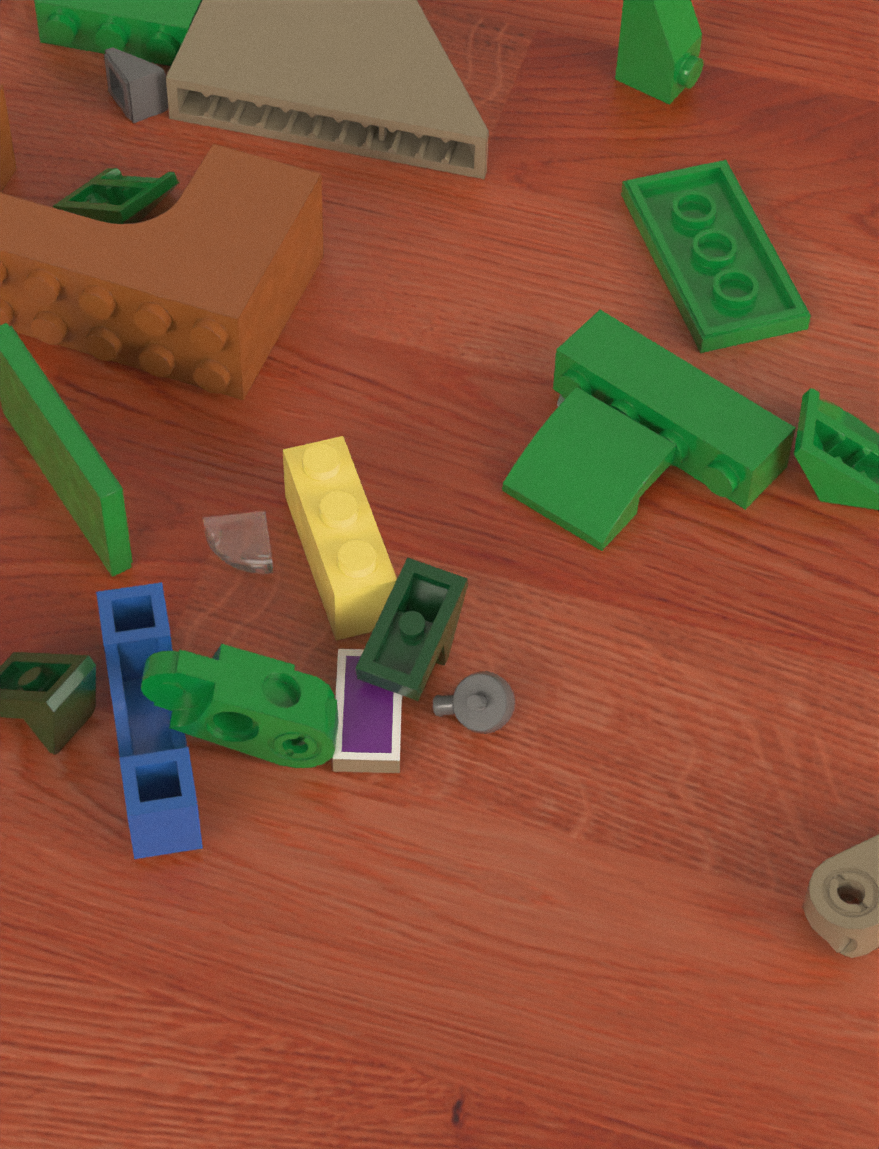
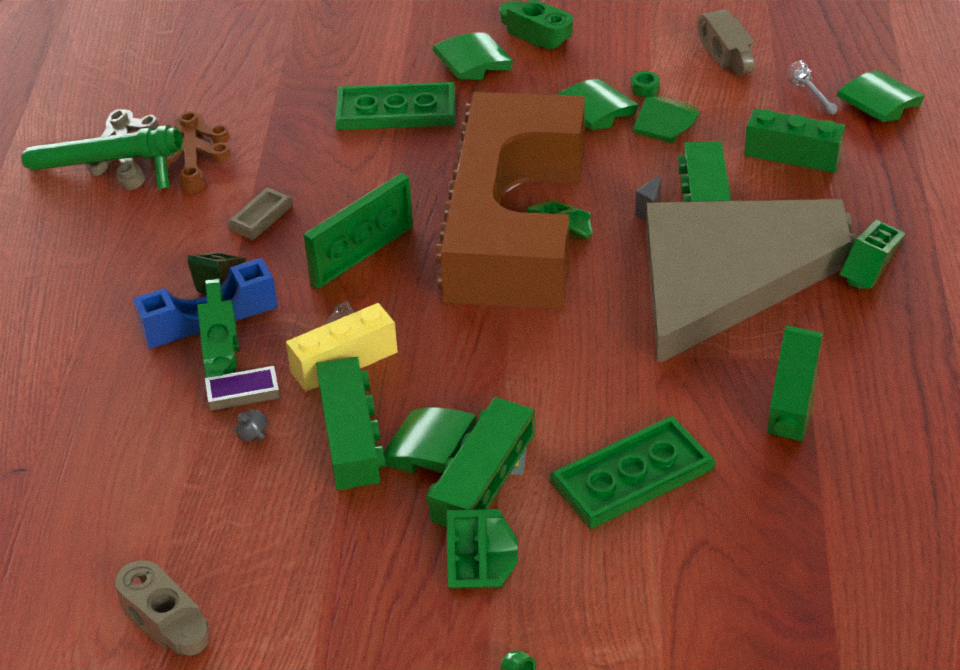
camera: 80 degrees right, 10 degrees down
(413, 629) = (281, 379): dark green slope -> none
(534, 559) = (349, 424): none -> green brick

